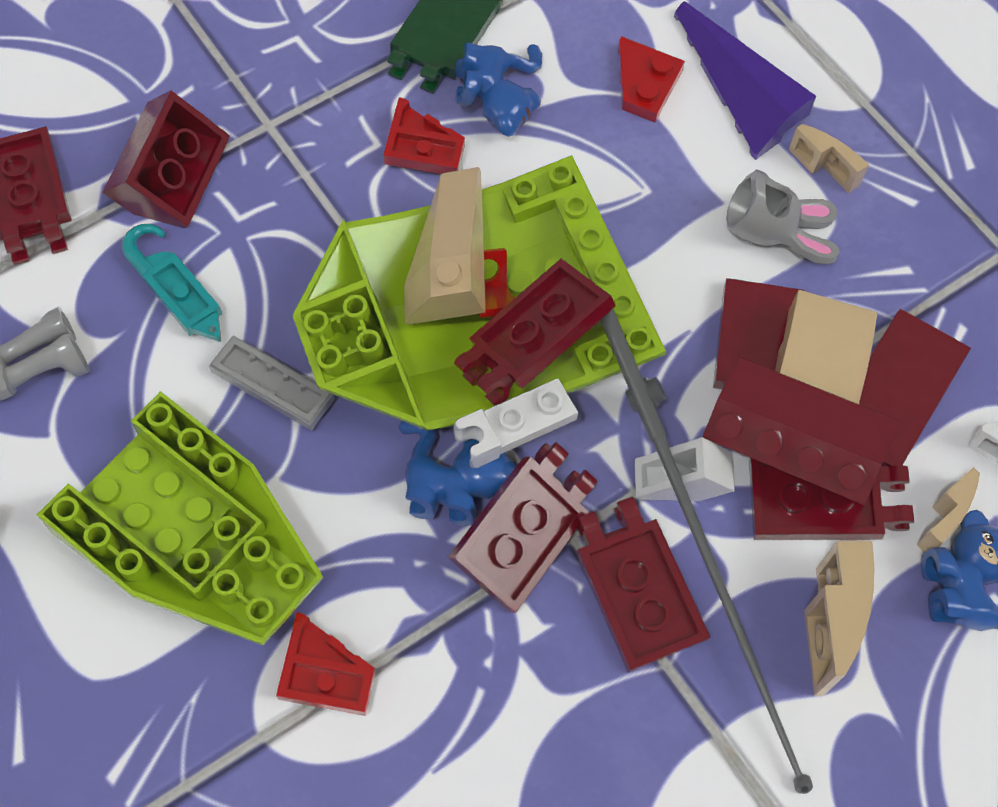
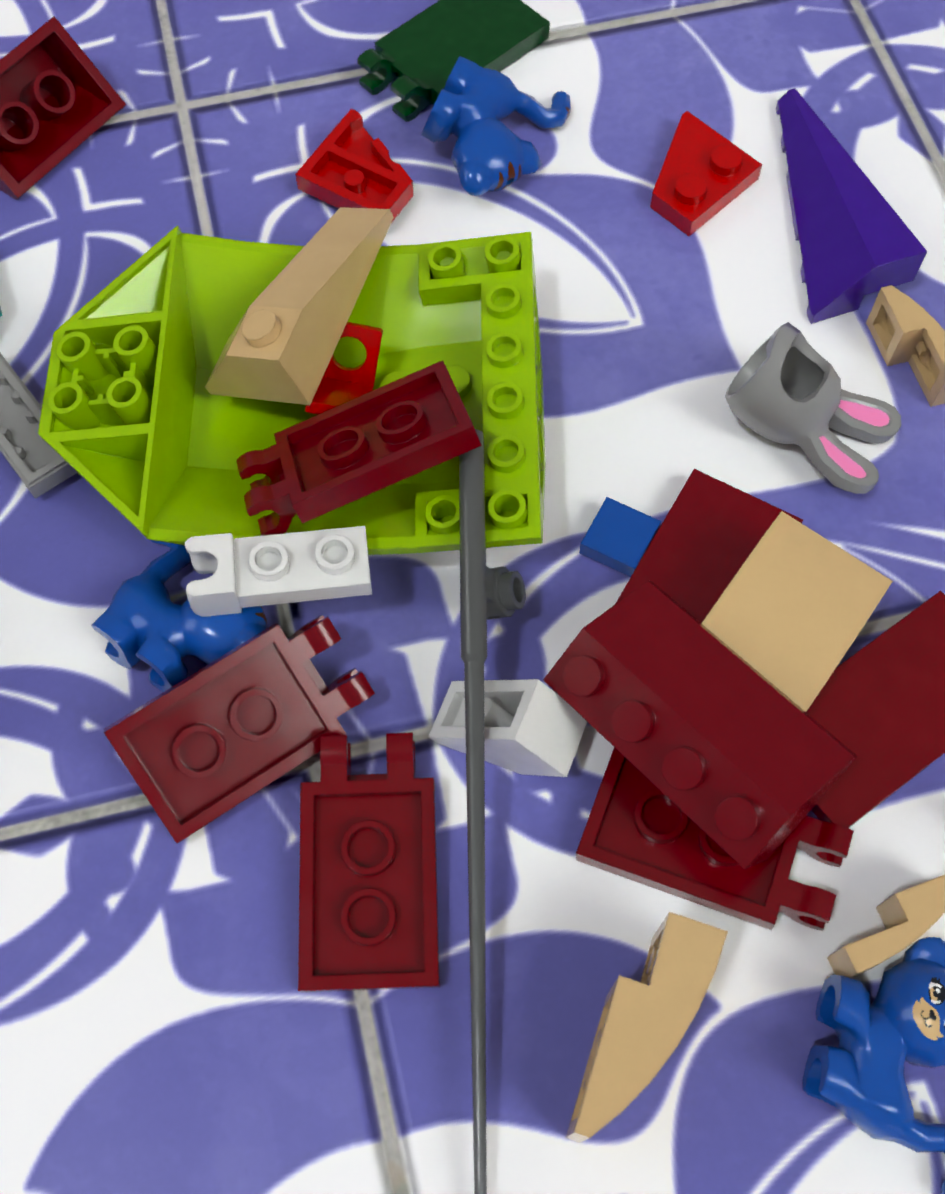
camera: 25 degrees right, 0 degrees up
(698, 335) = (619, 536): none -> blue tile

